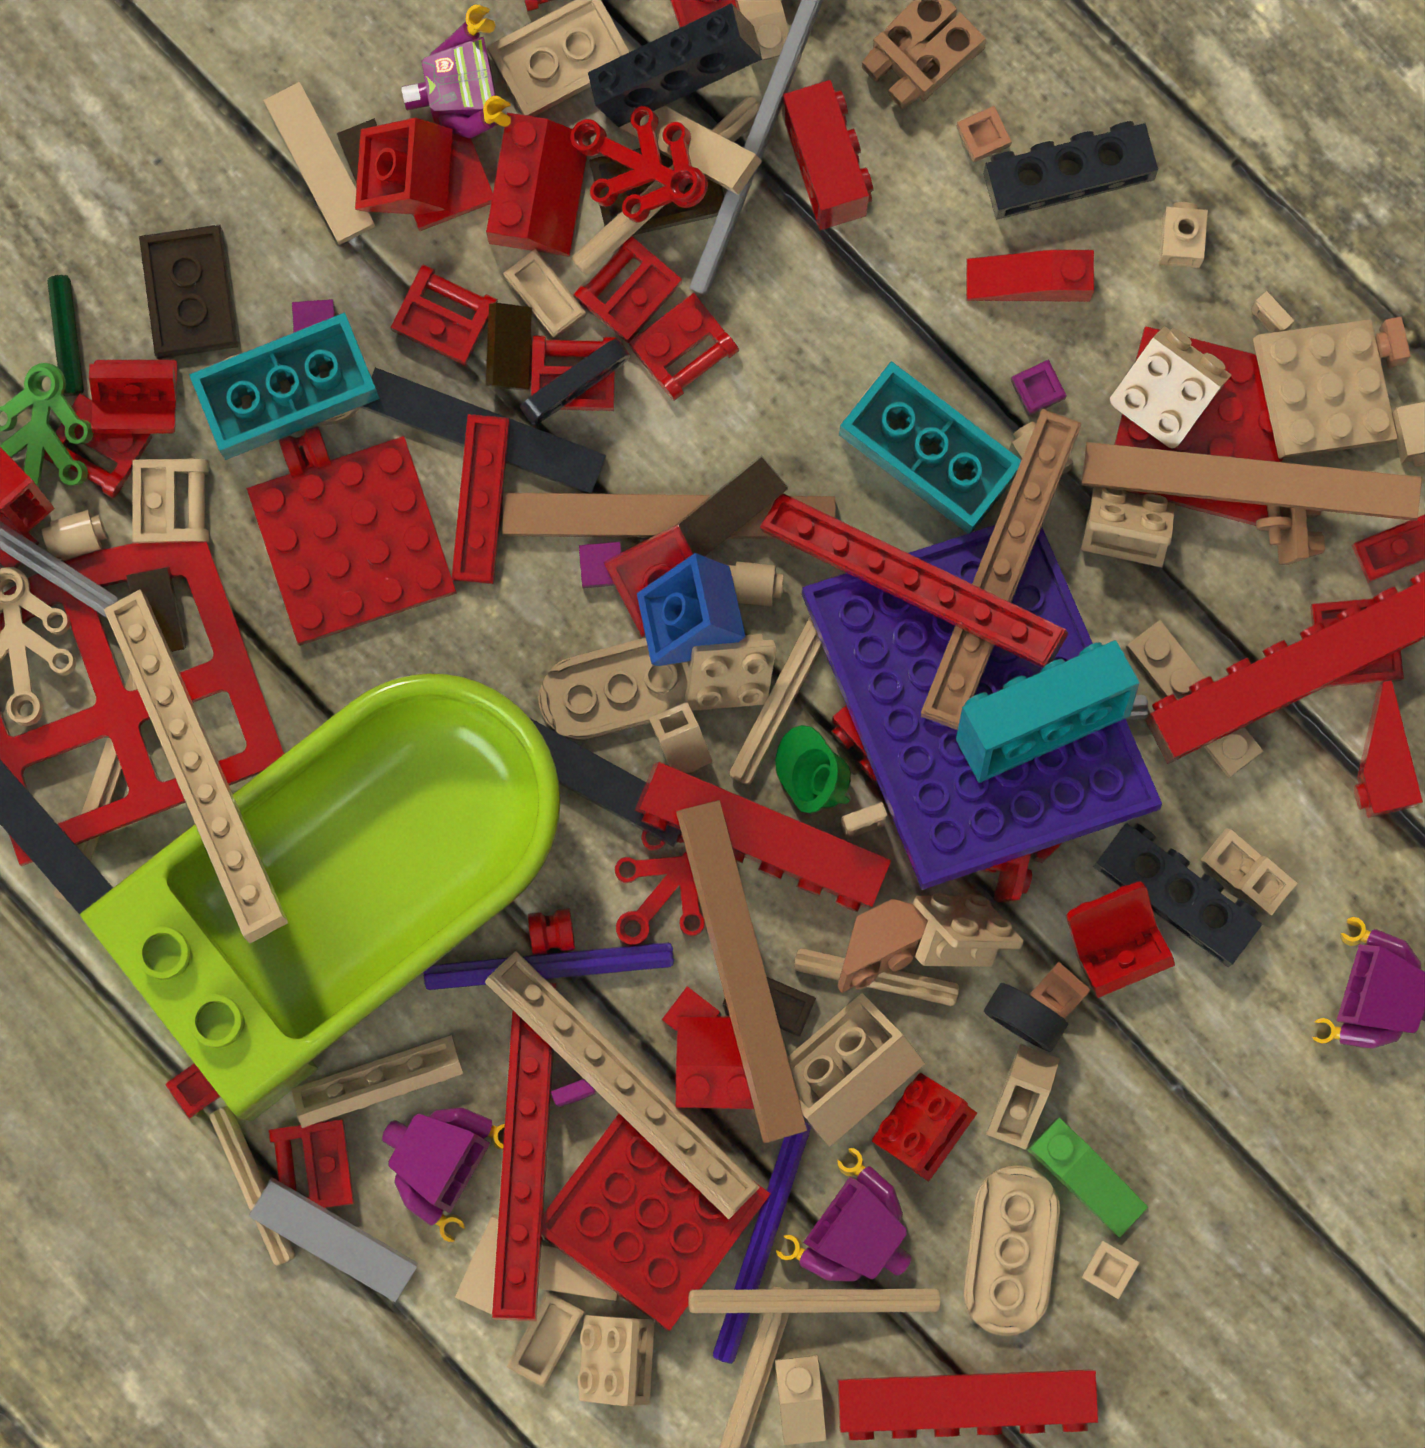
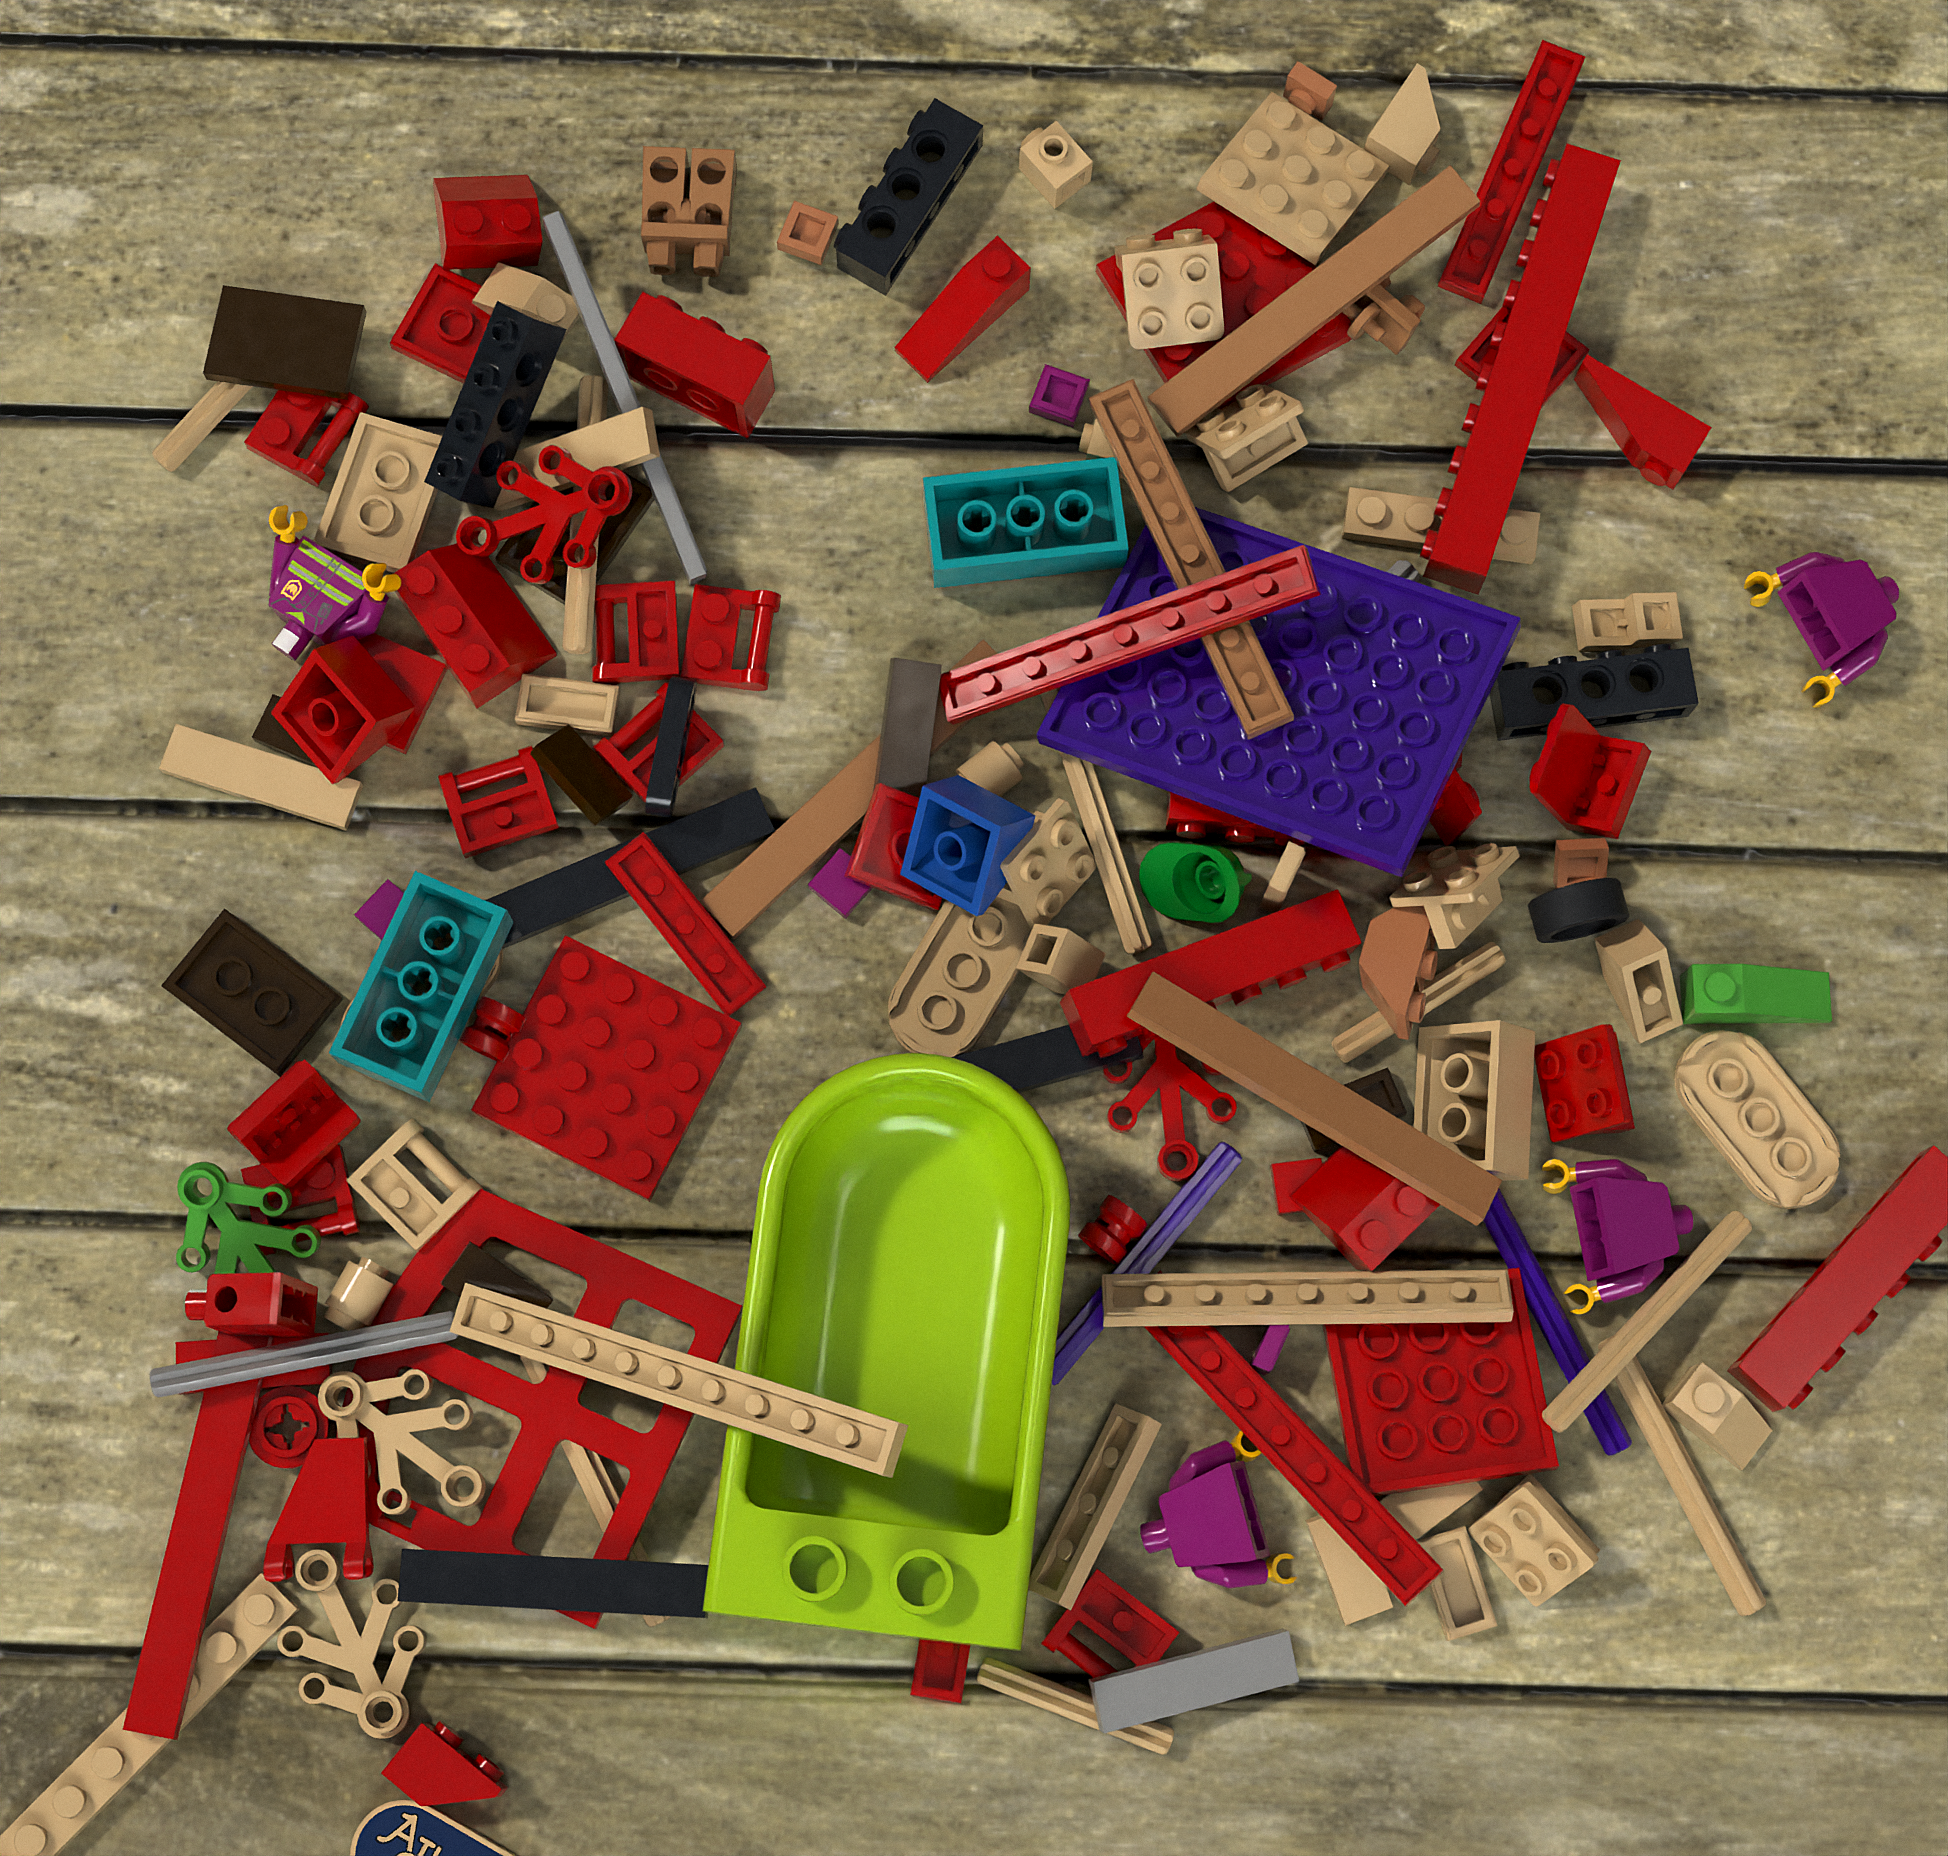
camera: 50 degrees left, 5 degrees down
(65, 333) = (174, 1128): dark green axle -> none
(1046, 709) = (1352, 628): teal brick -> none
(1109, 1269) = (1853, 1053): tan plate -> none
(1271, 314) = (1189, 159): tan tile -> none

